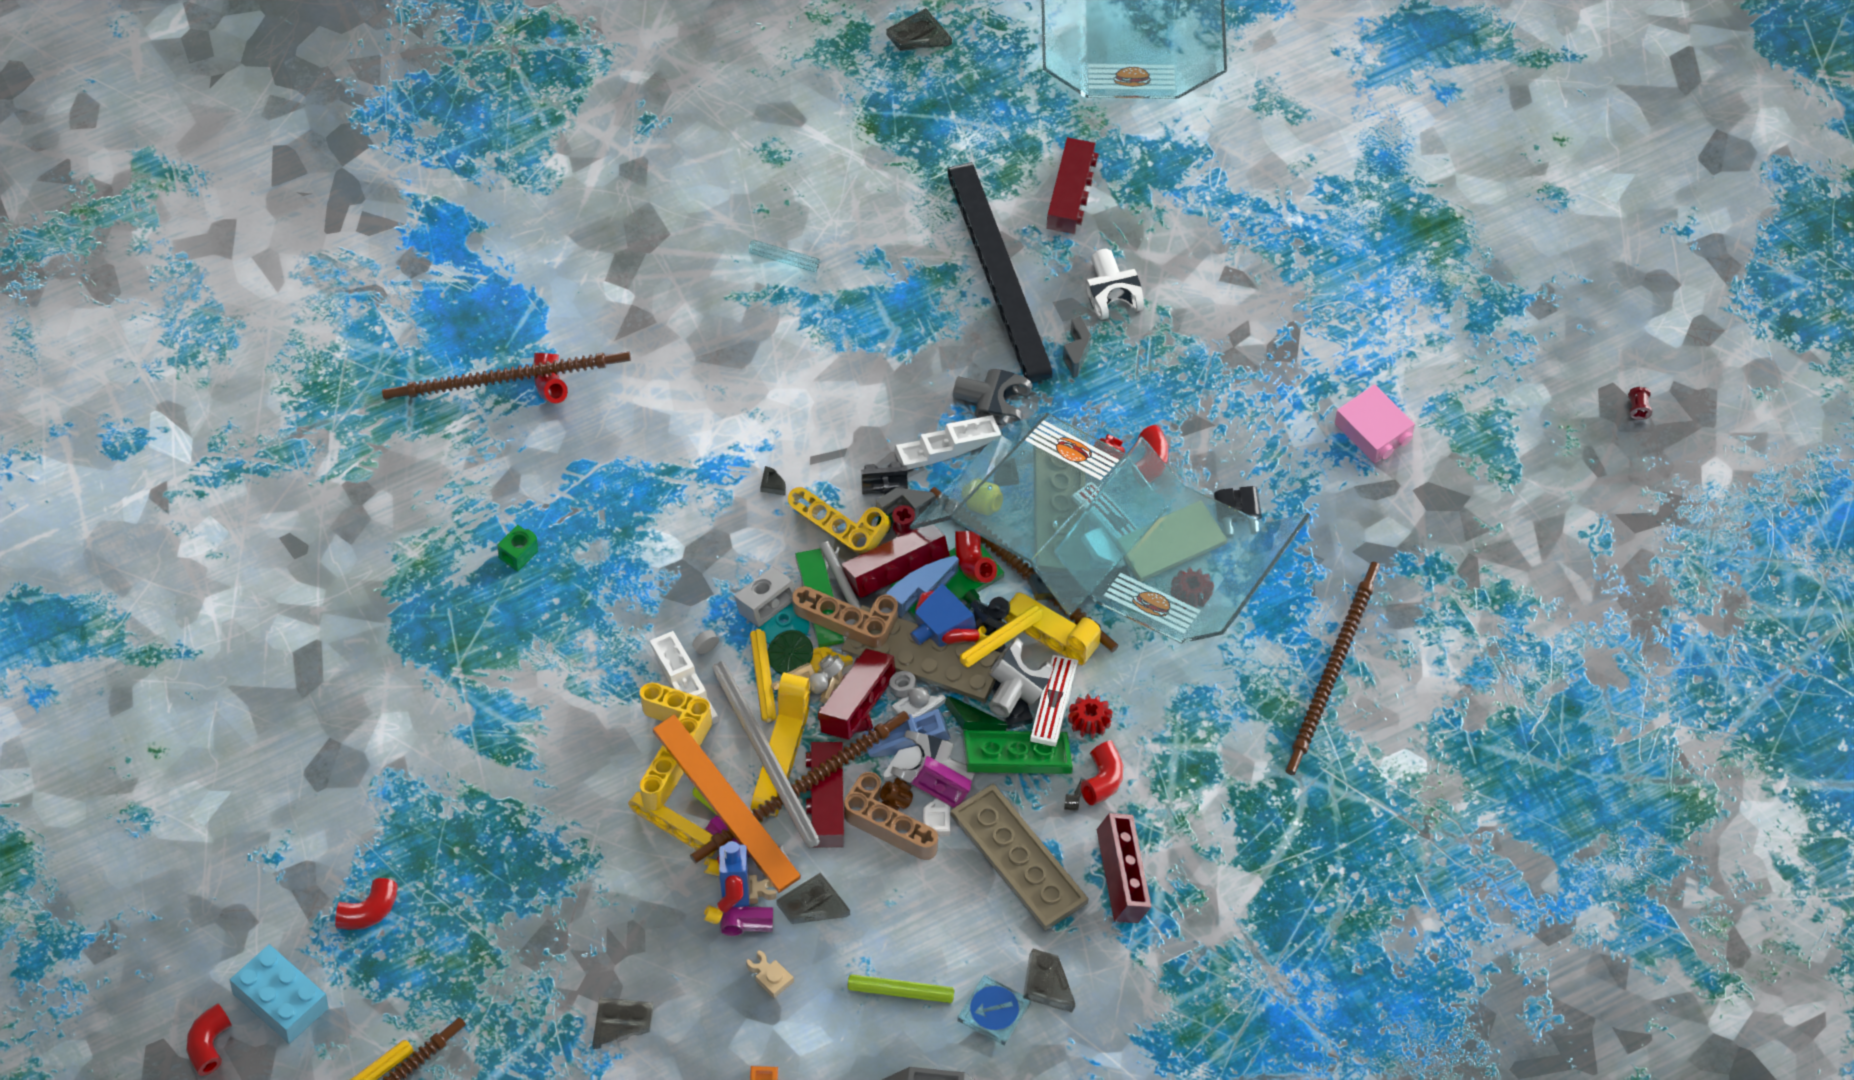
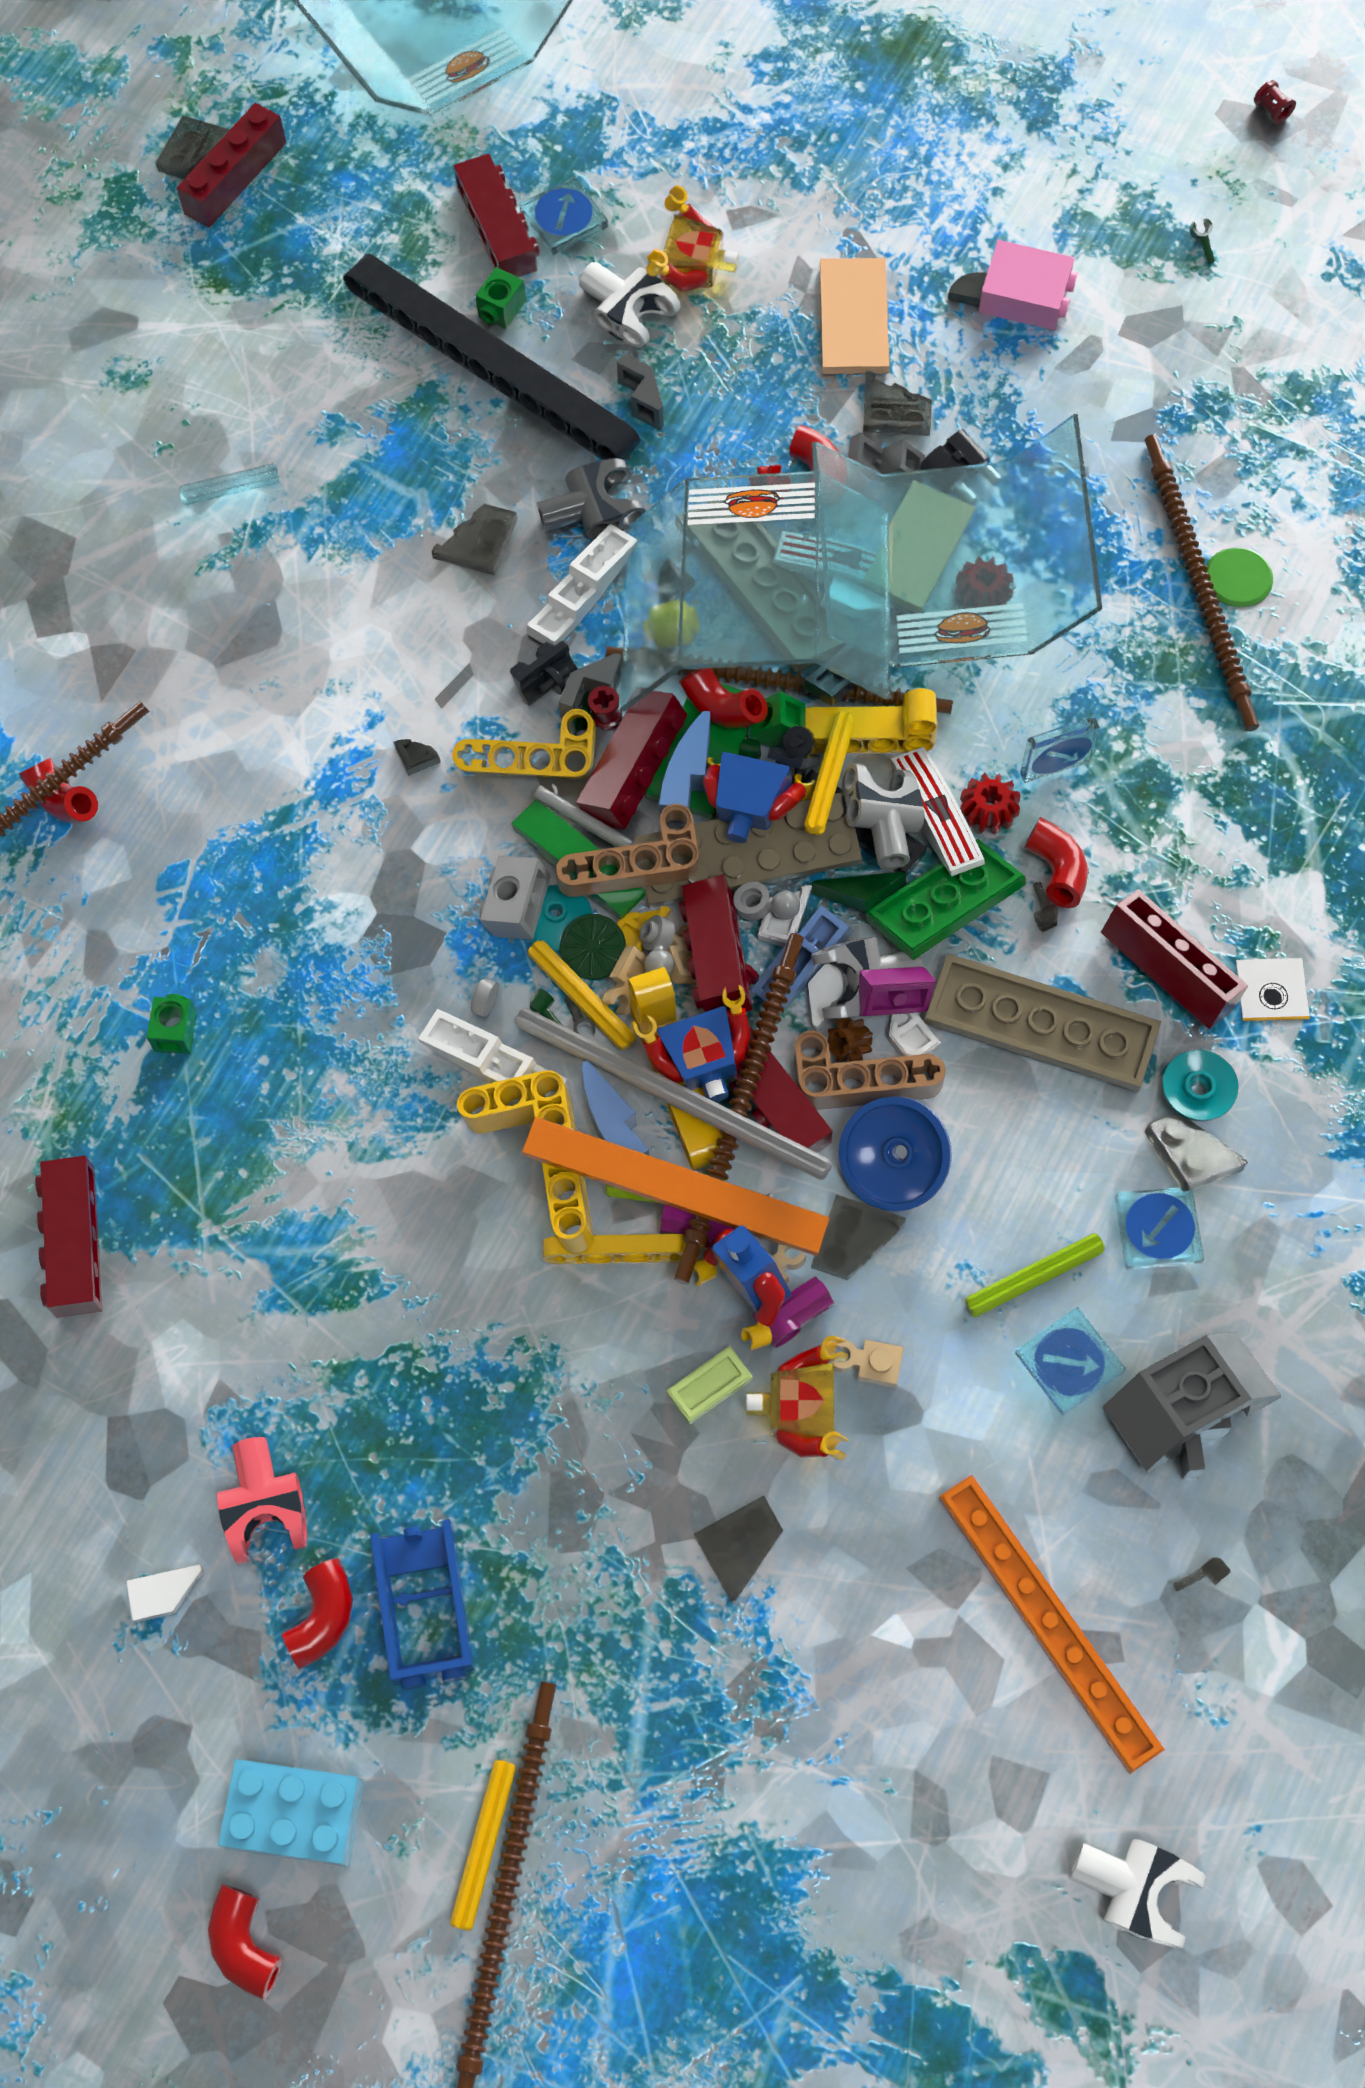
camera: 30 degrees left, 10 degrees up
(292, 844) = (161, 1593): none -> white tile
(377, 627) = (70, 1237): none -> dark red brick
(378, 830) = (260, 1499): none -> coral connector
(436, 909) = (410, 1554): none -> blue door
(669, 929) = (709, 1385): none -> yellowish green tile
(713, 967) = (803, 1402): none -> torso
(725, 747) = (609, 1111): none -> medium blue slope
(736, 665) = (541, 1002): none -> dark green hand
(751, 688) = (578, 1018): none -> clear smoke hand
(801, 740) = (700, 1048): none -> torso
(860, 863) = (871, 1160): none -> blue dish
(883, 1046) = (1070, 1361): none -> clear light blue tile
(907, 378) = (480, 540): none -> clear smoke wing
(932, 57) = (231, 165): none -> dark red brick
(1001, 586) = (781, 716): none -> green brick
(1034, 238) = (500, 298): none -> green brick
(1082, 937) = (1203, 1070): none -> teal dish
(1117, 209) = (564, 215): none -> tile
(1153, 709) = (1059, 749): none -> clear light blue tile
(1176, 926) = (1274, 989): none -> white sticker
(1177, 278) = (691, 249): none -> torso
(1191, 476) = (892, 459): none -> dark grey slope
(1226, 450) = (894, 409): none -> clear smoke wing
(1250, 378) = (854, 316): none -> light nougat tile
(1334, 402) = (968, 288): none -> pearl dark grey tile
(1362, 681) = (1240, 576): none -> bright green piece
(1517, 463) = (1204, 239): none -> dark green hand

